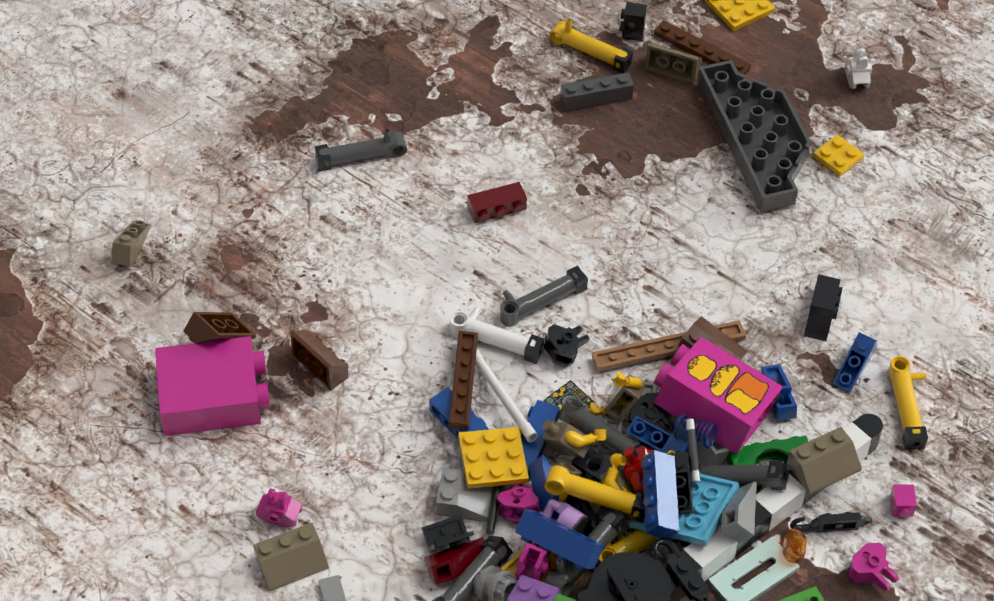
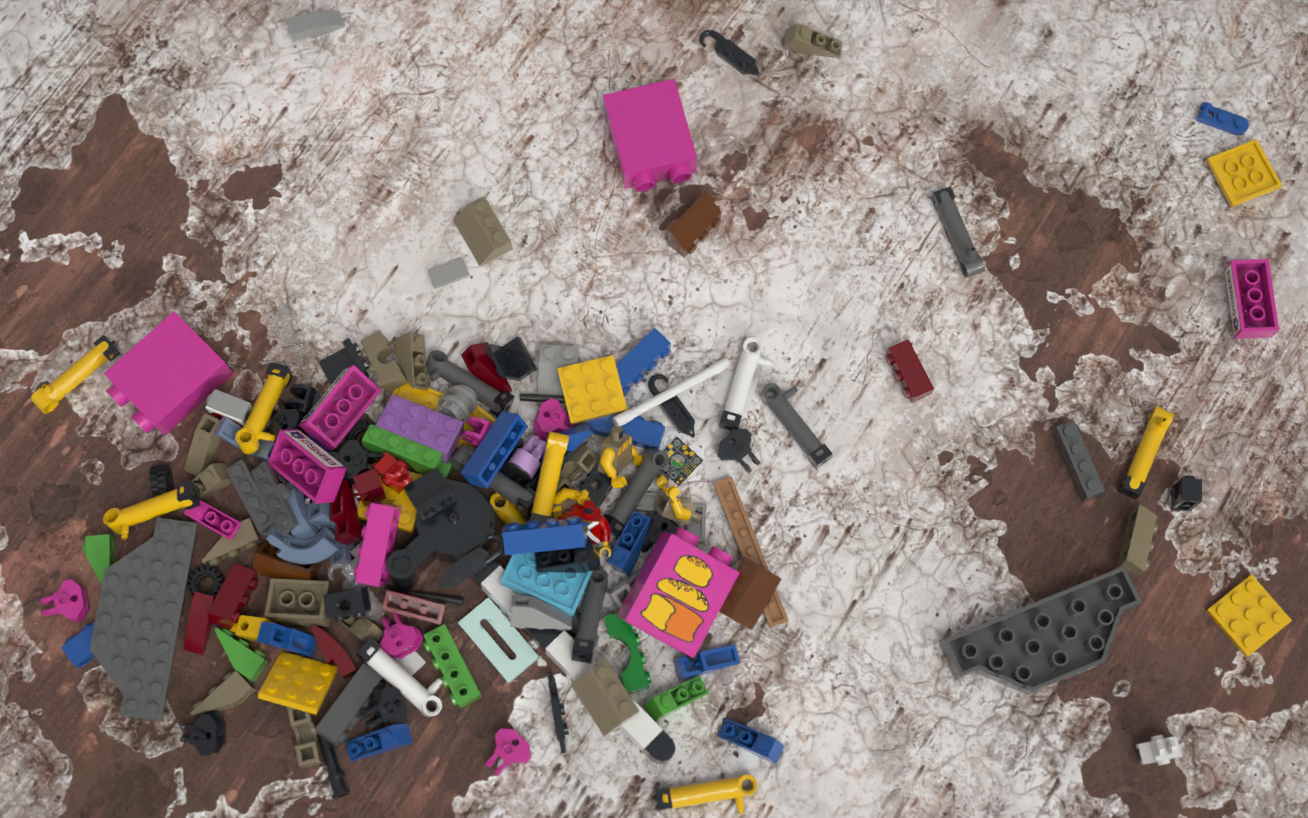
camera: 85 degrees right, 20 degrees up
(124, 313) = (731, 53): none -> black plate
(215, 326) = (707, 130): reddish brown slope -> none
(278, 509) = (528, 214): dark pink hinge -> none
(463, 380) = (680, 356): reddish brown tile -> none
(519, 393) = (674, 409): none -> black plate
(692, 450) = (603, 567): dark grey bar -> none
(697, 46) = (1168, 575): reddish brown plate -> none
(707, 433) = (624, 581): blue piece -> none
(794, 546) = (526, 676): clear orange plate -> none
(814, 417) = (675, 699): none -> bright green slope
(823, 307) = (818, 706): black wedge -> none
(838, 155) = (1034, 728): yellow plate -> none
(903, 500) = (587, 784): dark pink brick -> none

